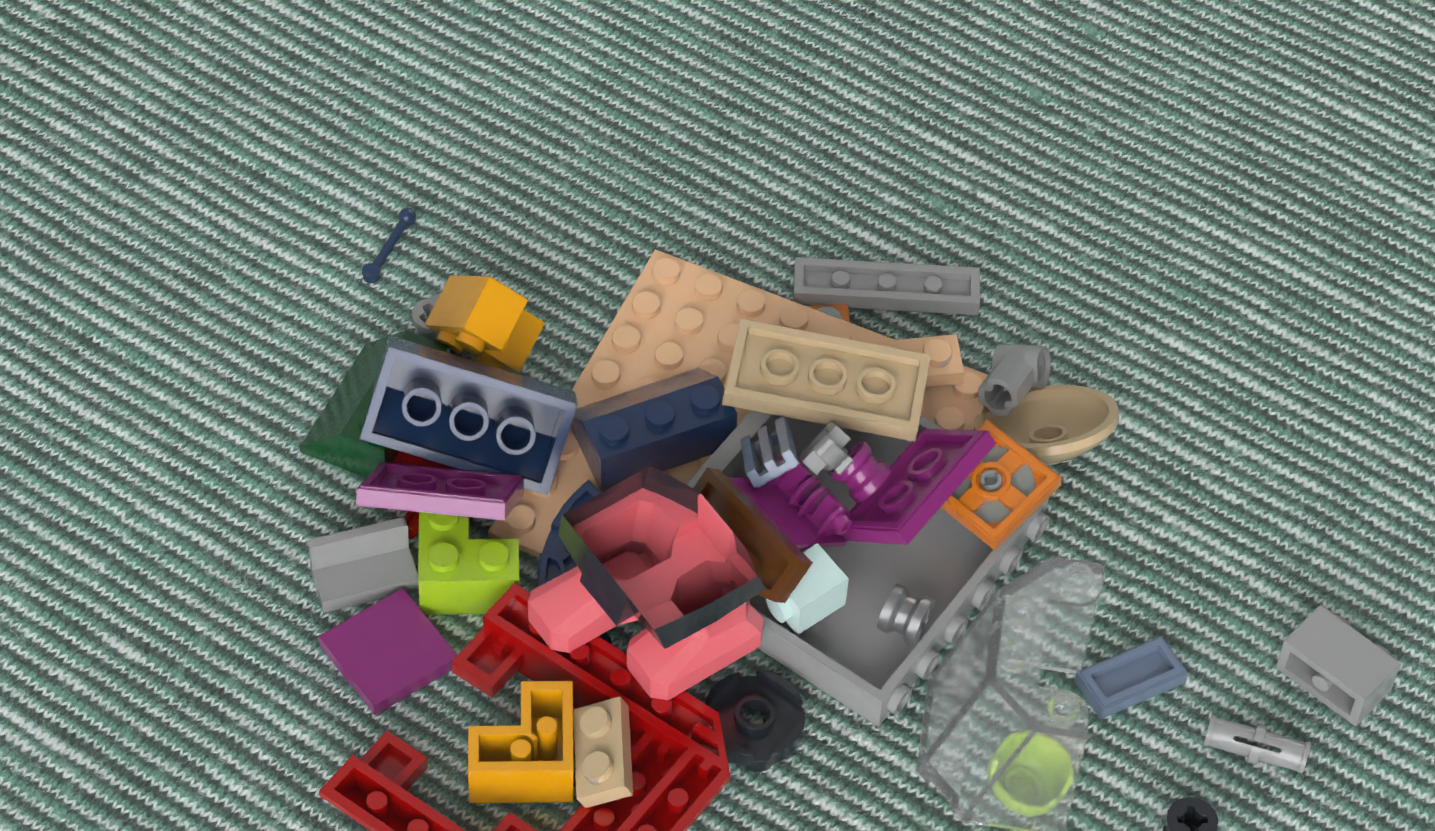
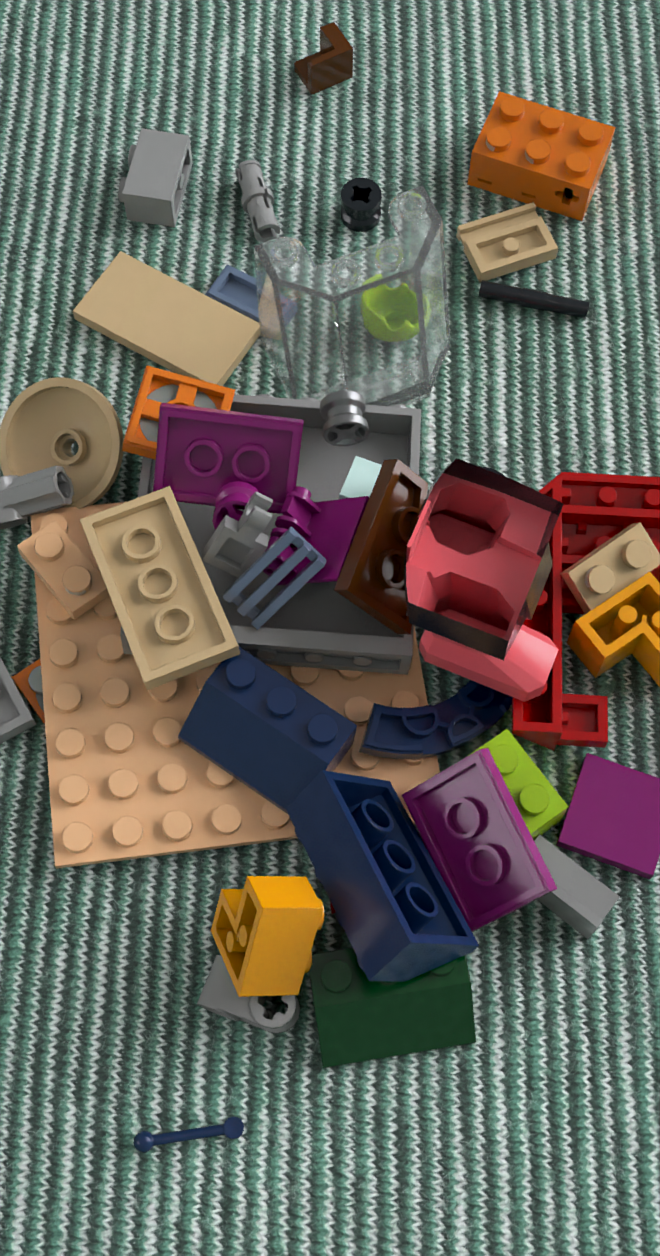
camera: 120 degrees left, 15 degrees up
(1168, 590) = (167, 321): none -> tan tile

